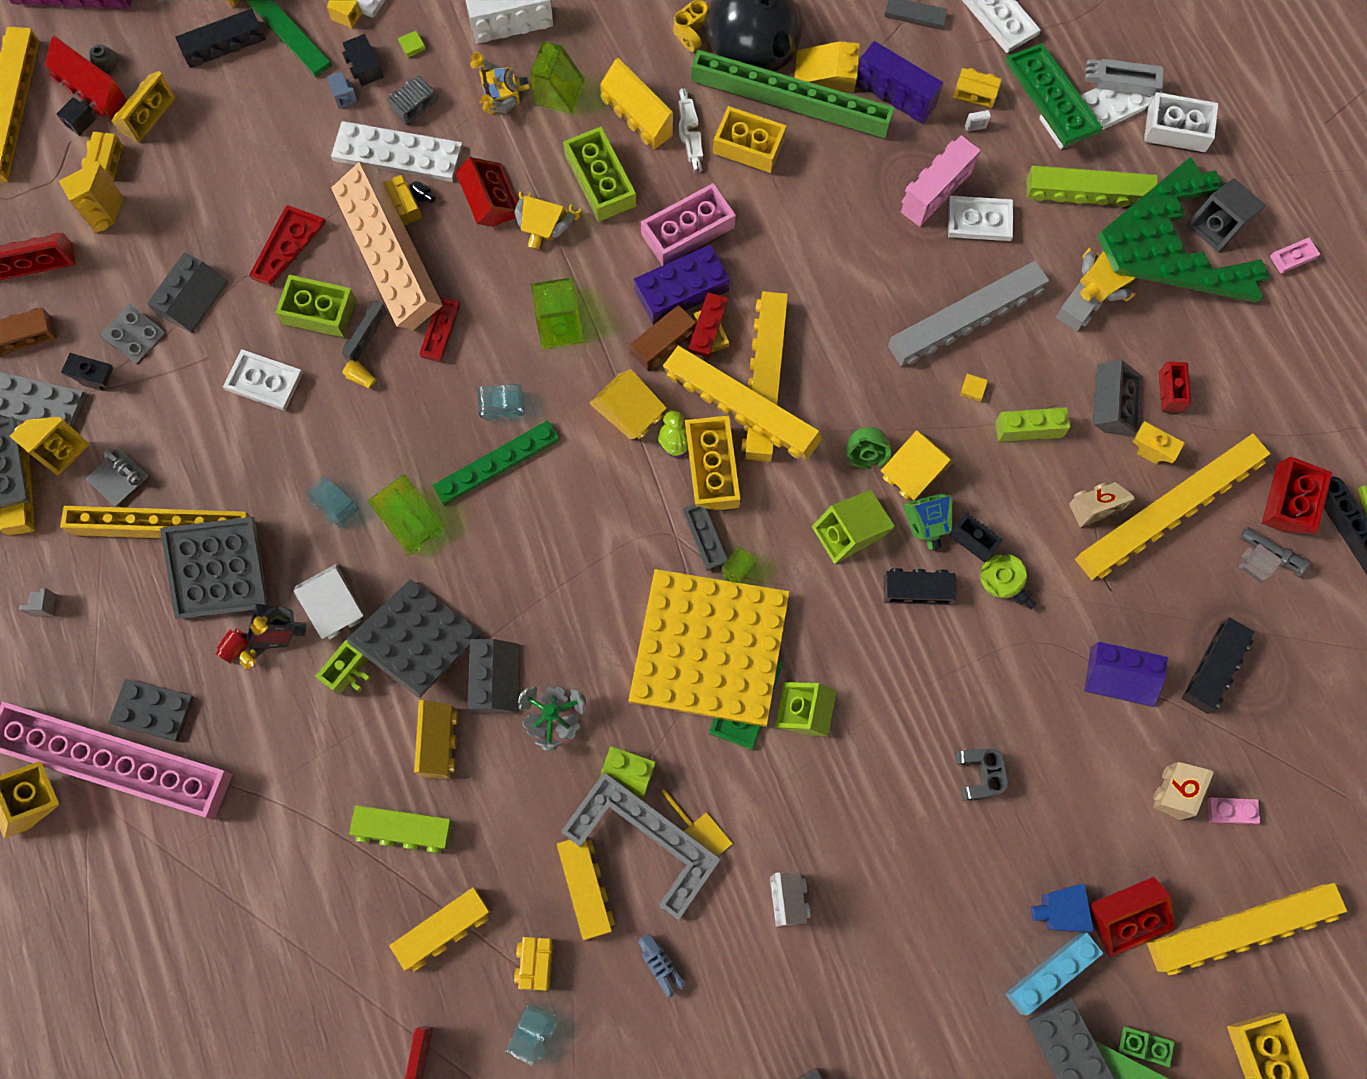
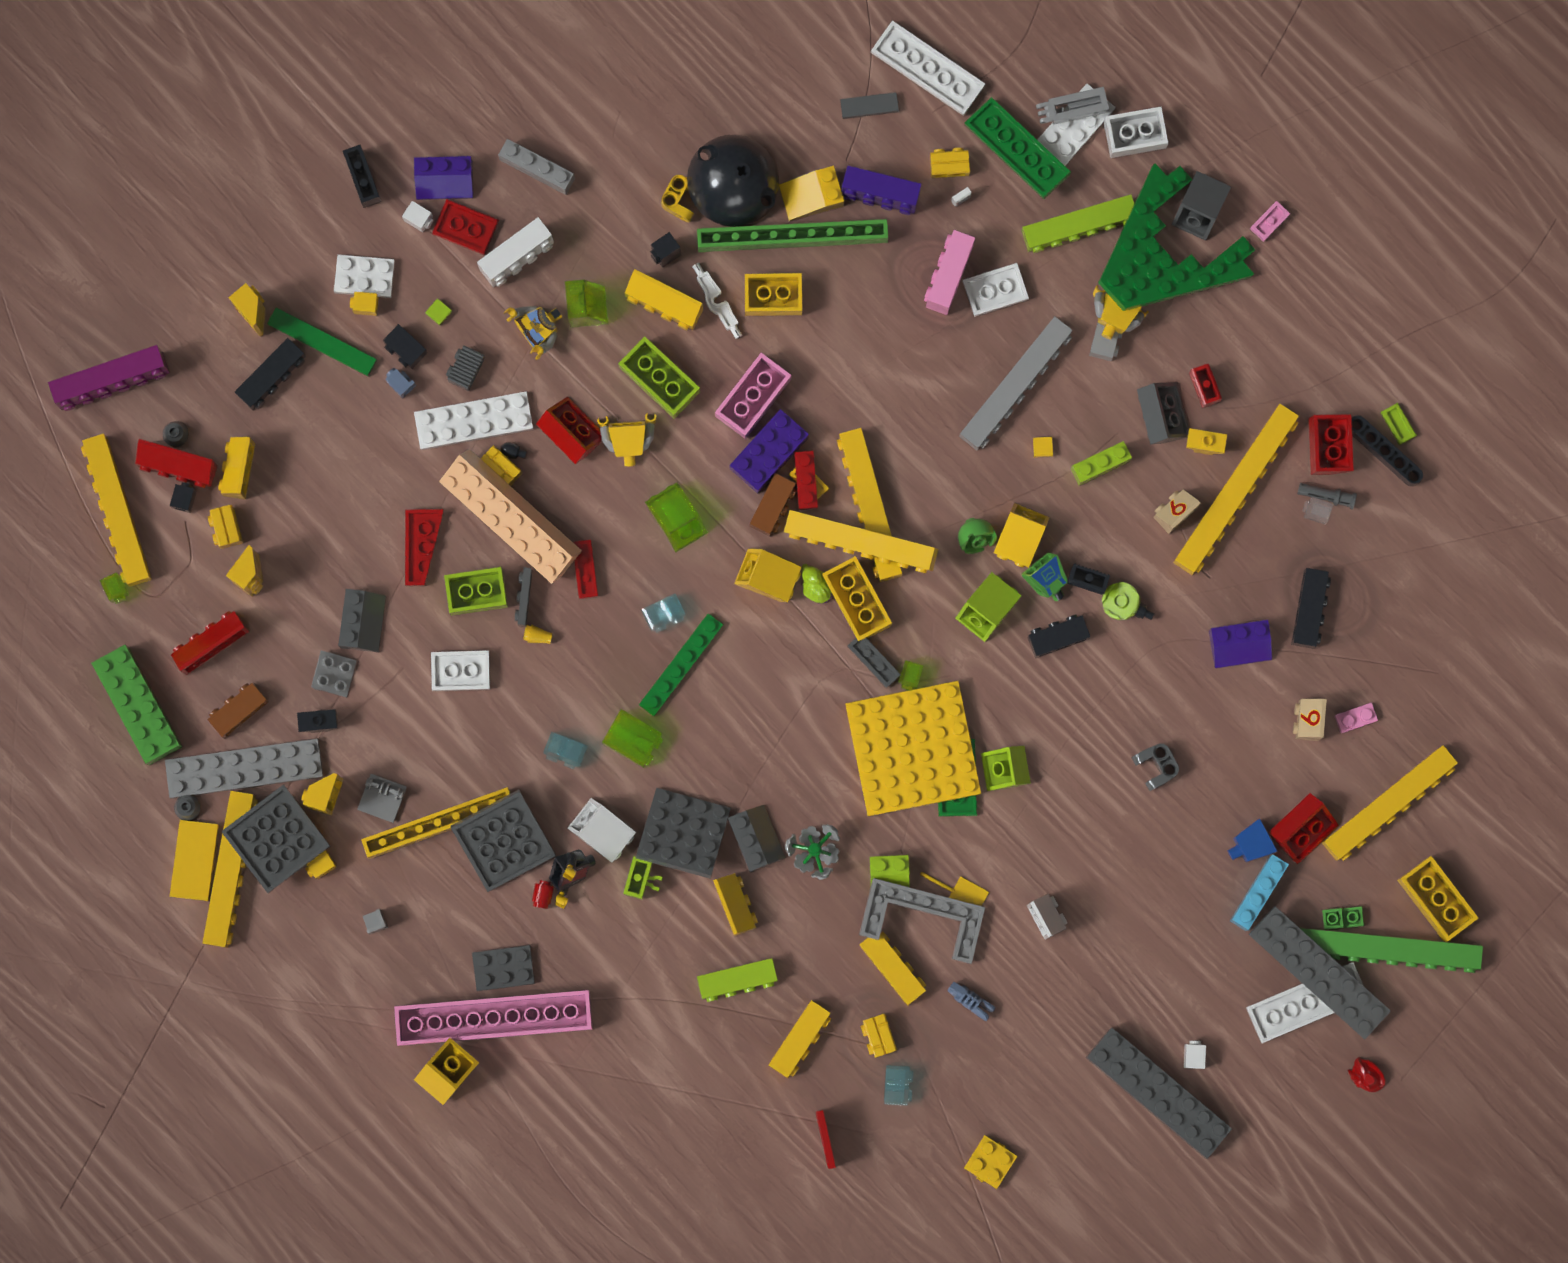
camera: 20 degrees left, 10 degrees up
(658, 60) = (665, 250): none -> black brick

